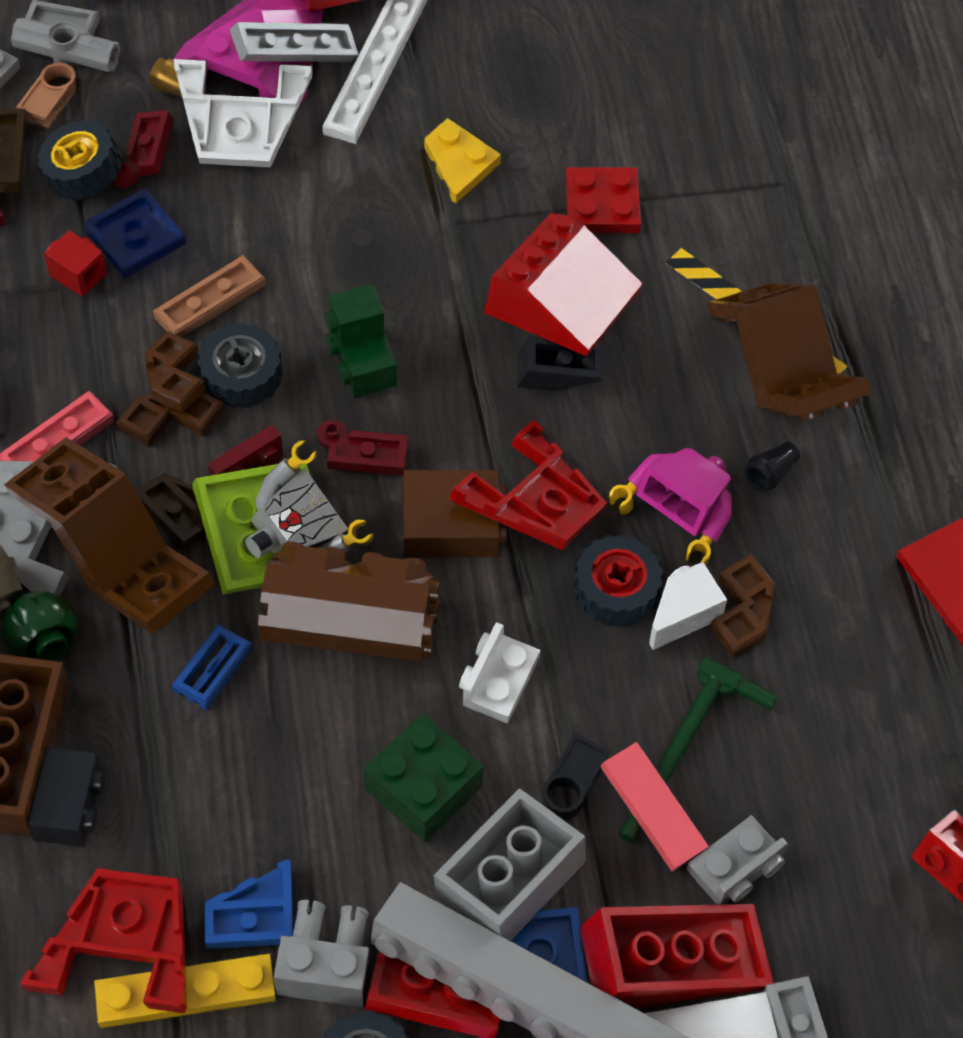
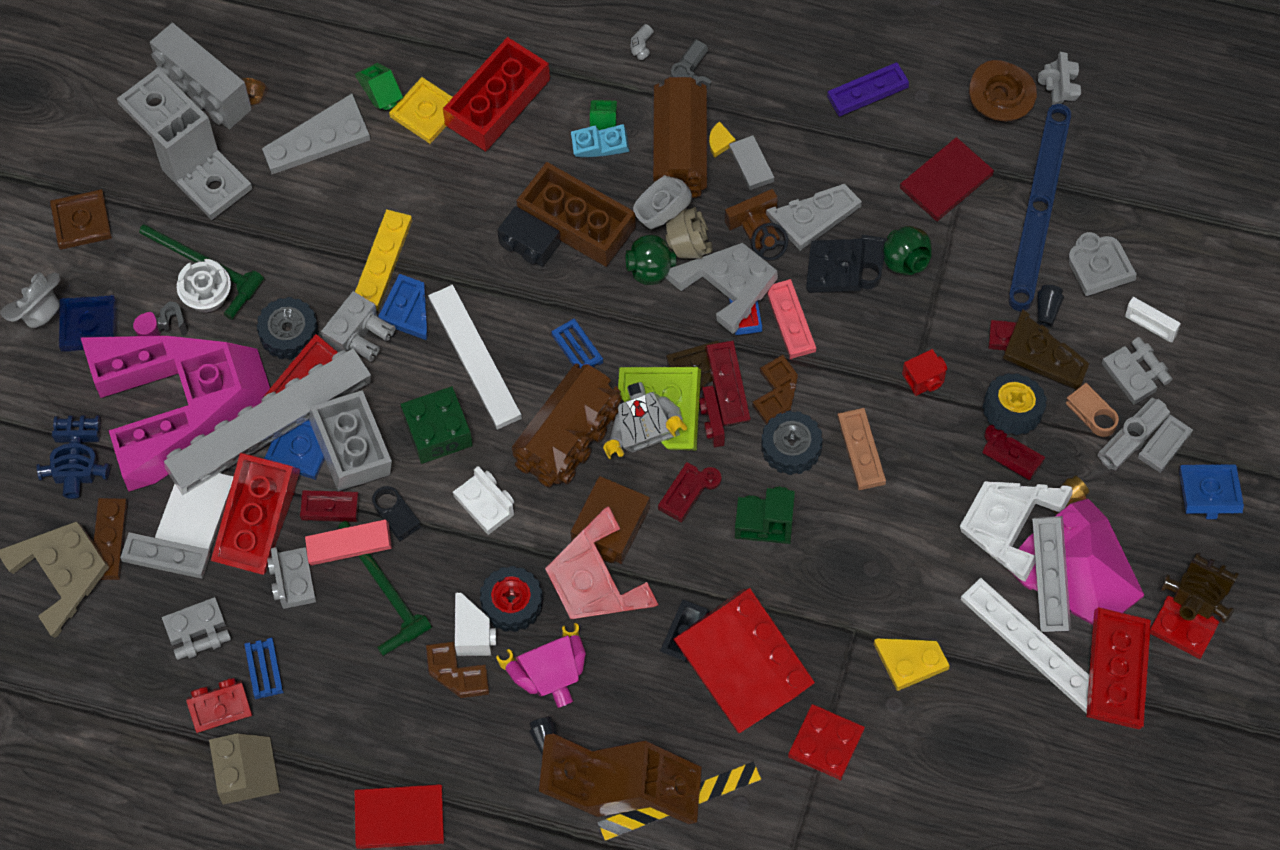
camera: 120 degrees right, 5 degrees up
(109, 535) = (680, 303): reddish brown bracket -> none
(127, 920) = (433, 243): red wing -> none
(134, 233) = (936, 419): clear blue plate -> none
(165, 375) = (794, 392): reddish brown tile -> none
(187, 456) = (727, 383): none -> dark red plate
(285, 790) = (475, 357): none -> white tile
(613, 863) = (329, 506): none -> dark red plate
(874, 960) = (193, 622): none -> light grey plate
(903, 813) = (259, 646): none -> blue tile

